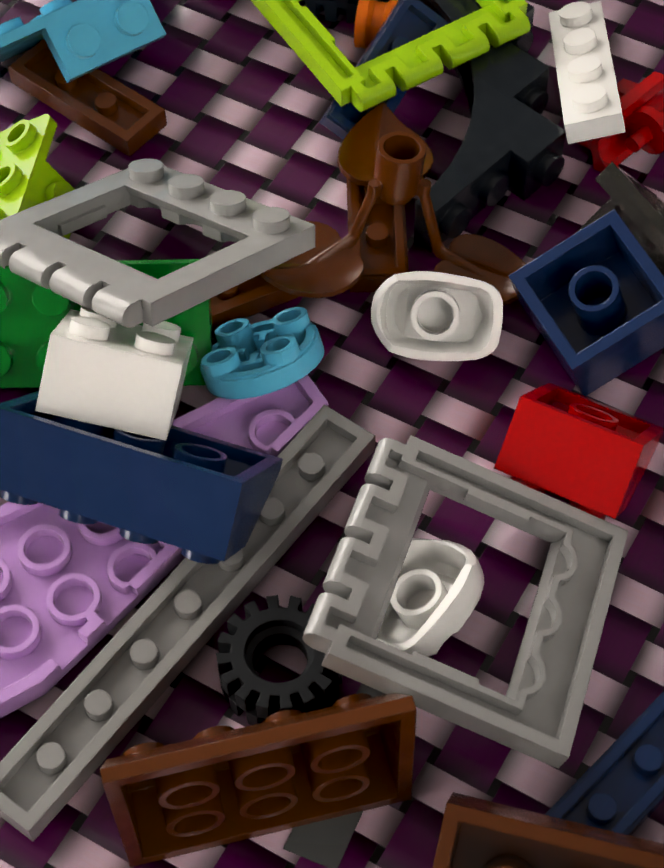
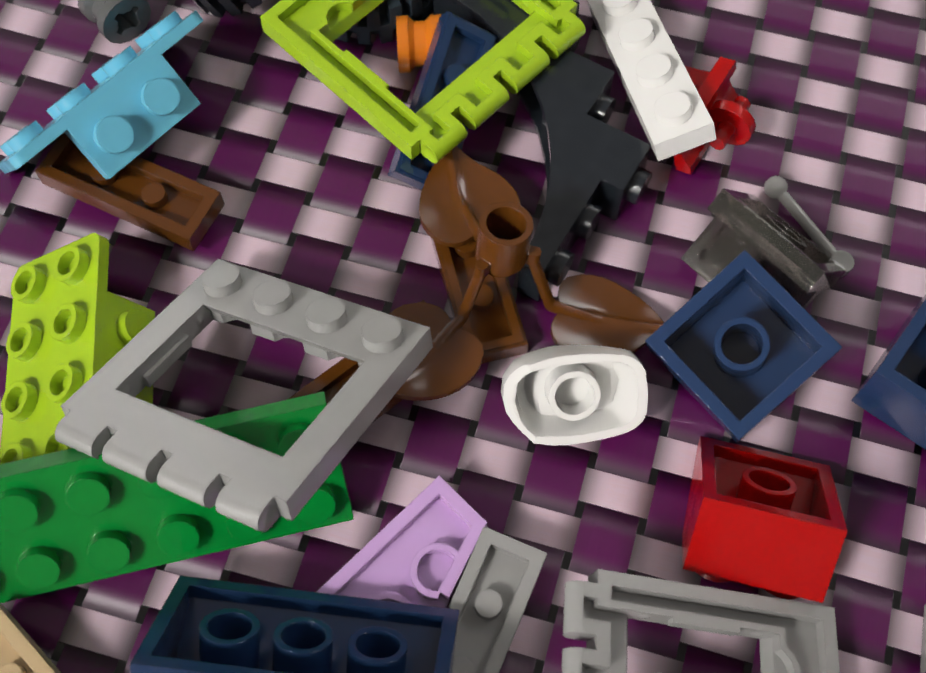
camera: 15 degrees left, 10 degrees up
(114, 373) = (256, 583): white brick -> none
(261, 355) = (404, 483): medium azure tile -> none

